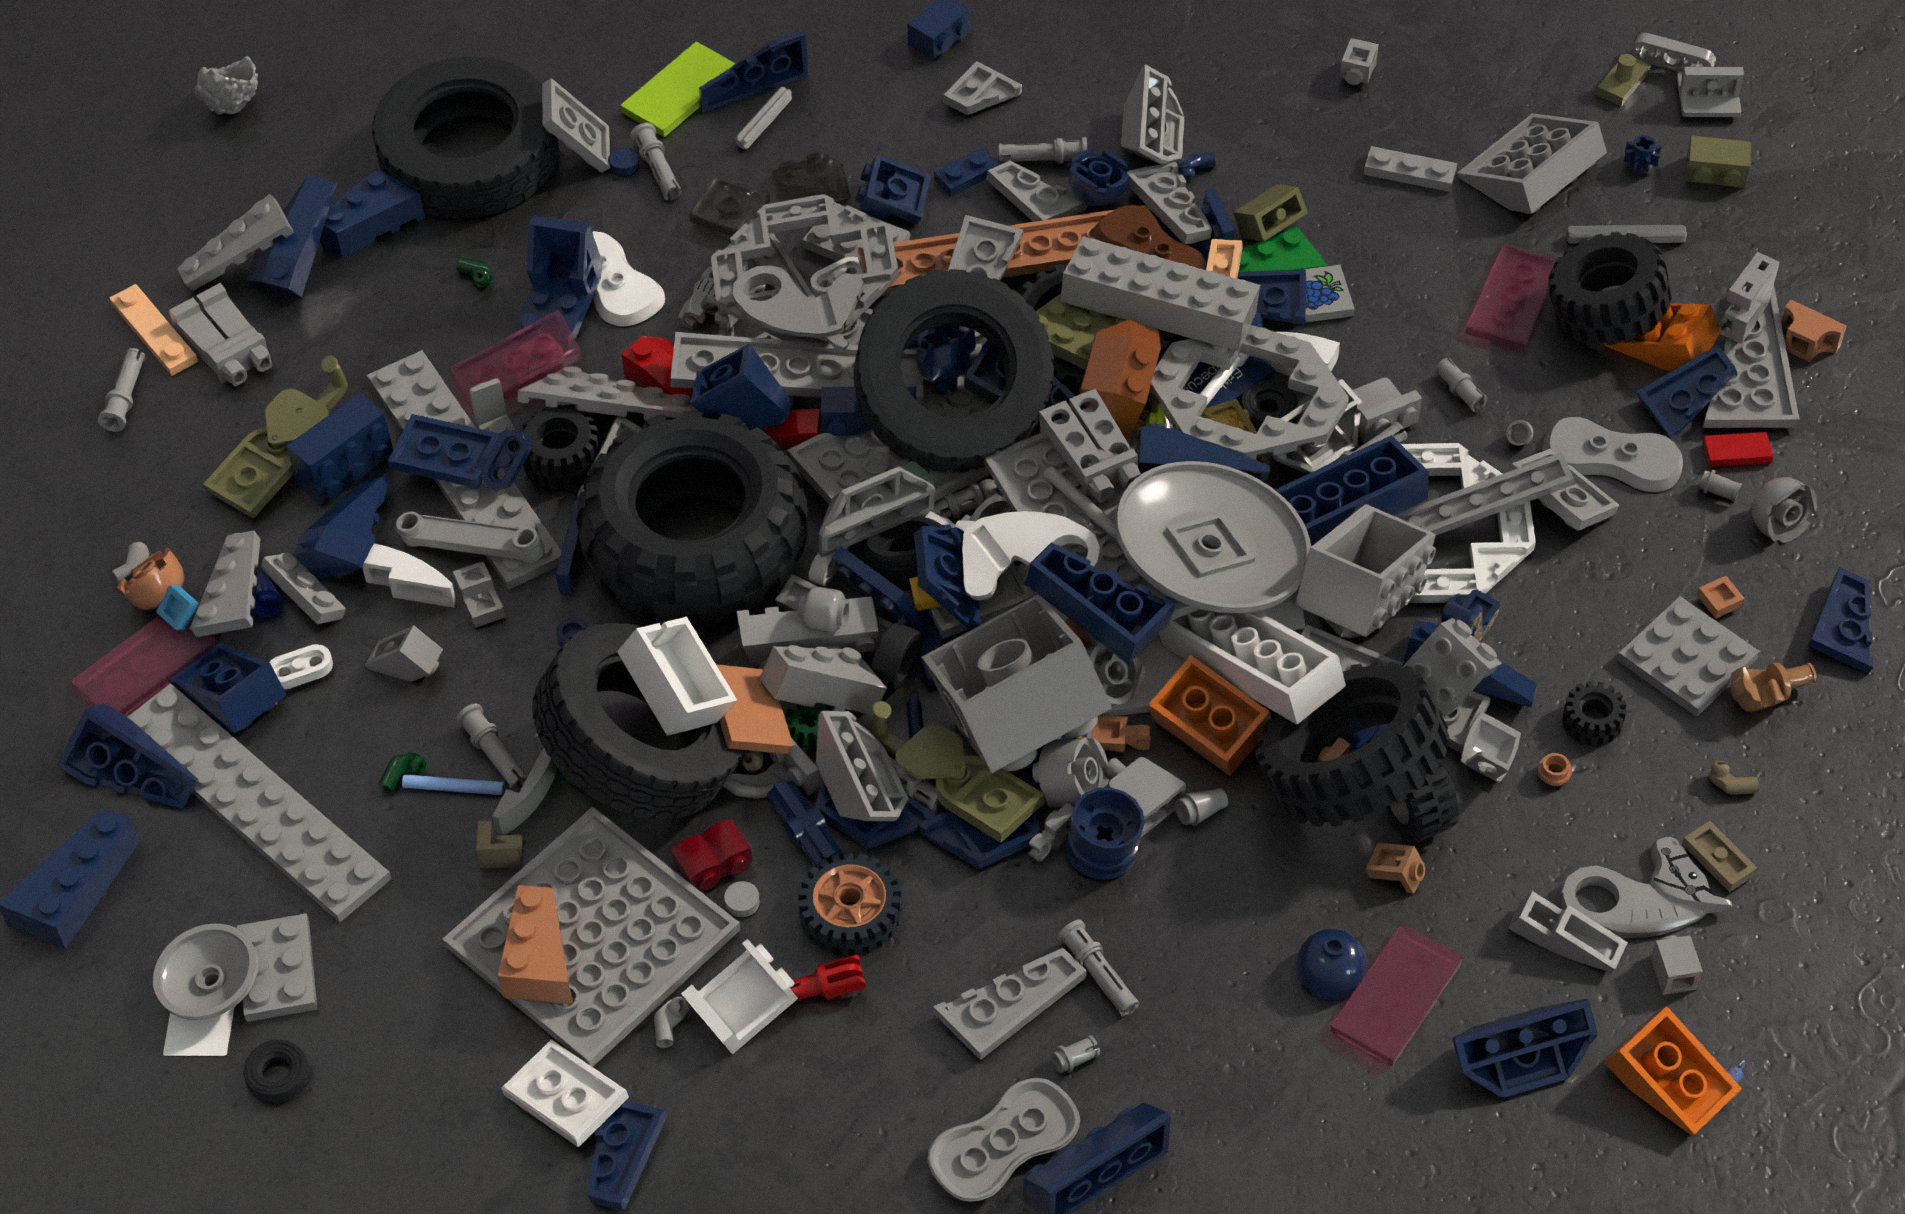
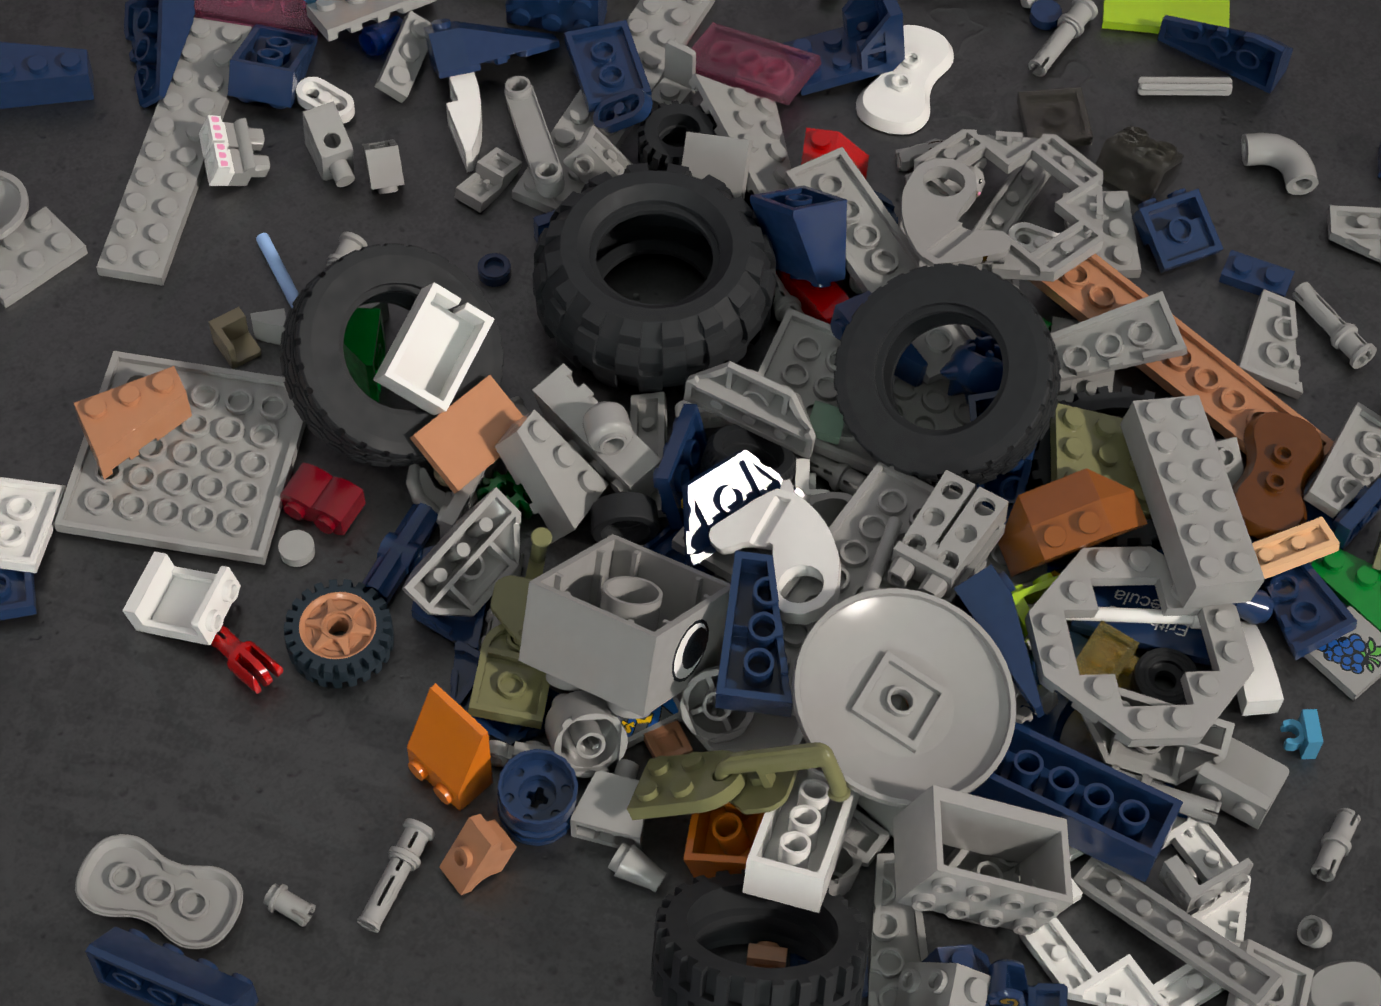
camera: 55 degrees right, 5 degrees up
(301, 756) = (230, 152): none -> hips
(359, 681) = (329, 144): none -> light grey torso
(401, 765) = (272, 225): dark green arm -> none
(540, 506) = (595, 156): none -> light grey bracket
(612, 417) = (720, 157): none -> light grey tile
(667, 1018) = (134, 559): light grey arm -> none
(879, 95) = (1284, 155): none -> light grey cylinder
(1000, 1009) = (300, 815): light grey wing -> none
(1026, 865) = (450, 750): none -> orange slope
(1098, 178) = (1326, 381): dark blue cylinder -> none
(1123, 901) = (477, 853): none -> nougat brick
(1190, 695) = (748, 779): none -> olive plate
(1367, 351) = (1307, 734): none -> dark azure tile
(1450, 478) = (1184, 887): none -> light grey bracket

